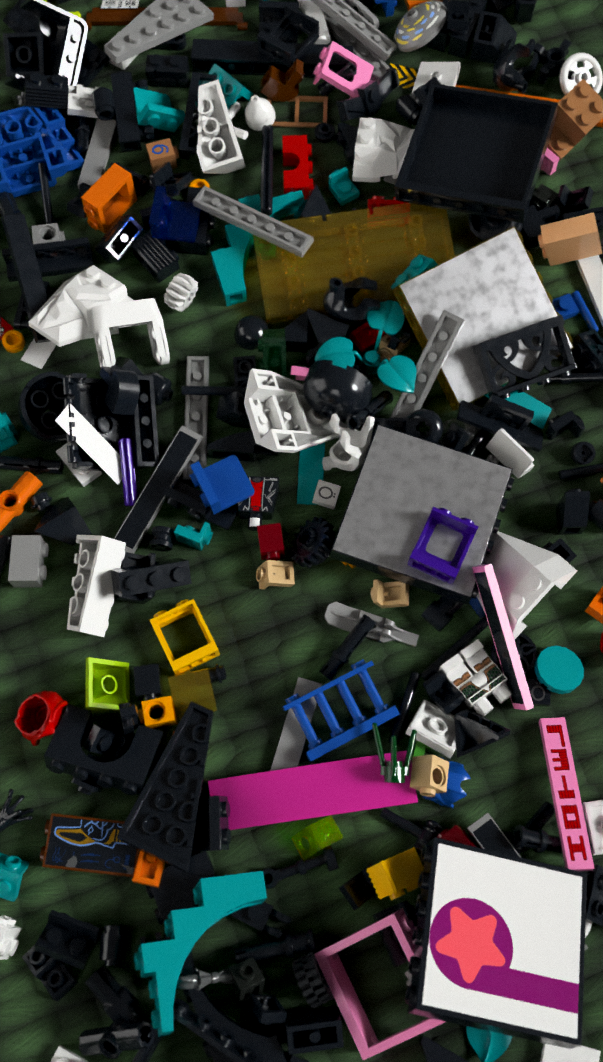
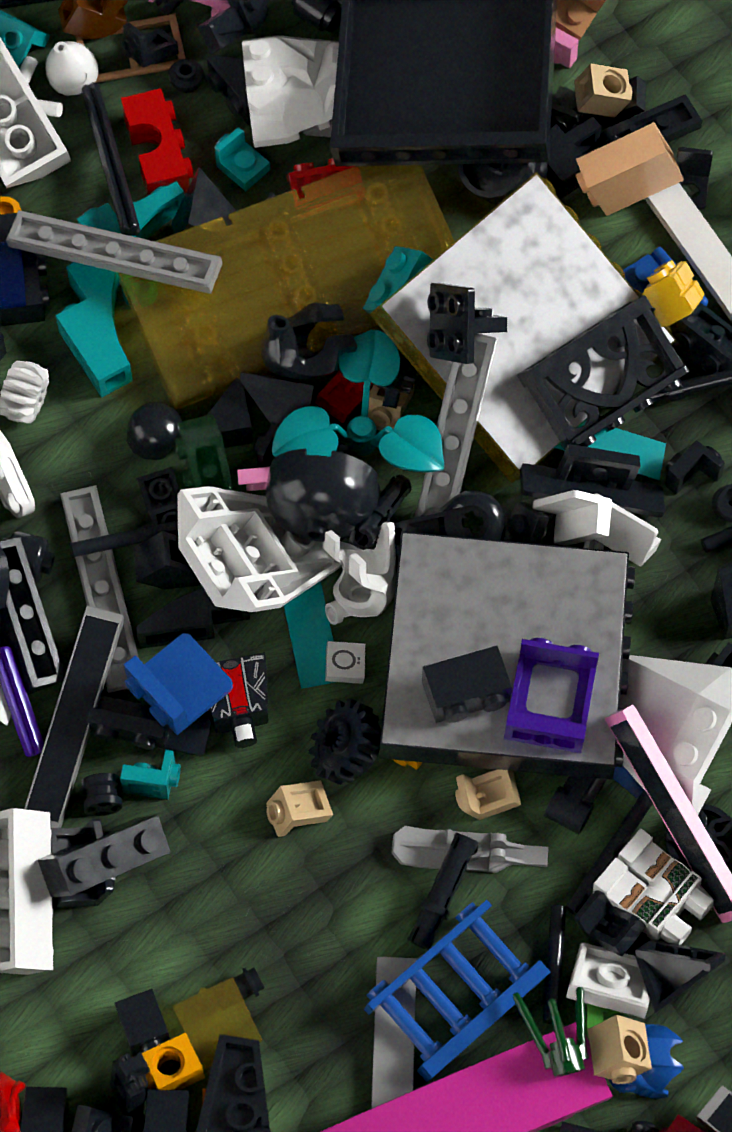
camera: 15 degrees left, 5 degrees down
(106, 685) = (78, 1044): lime slope -> none
(195, 657) = (207, 966): yellow window -> none
(271, 541) = (278, 756): dark red brick -> none
(306, 112) = (148, 47): none -> black bracket
(392, 526) = (467, 685): none -> black brick
(442, 303) = (456, 321): none -> black bracket
(487, 440) = (578, 516): none -> white panel
(566, 189) = (602, 90): none -> tan brick
(579, 318) = (673, 292): none -> yellow brick

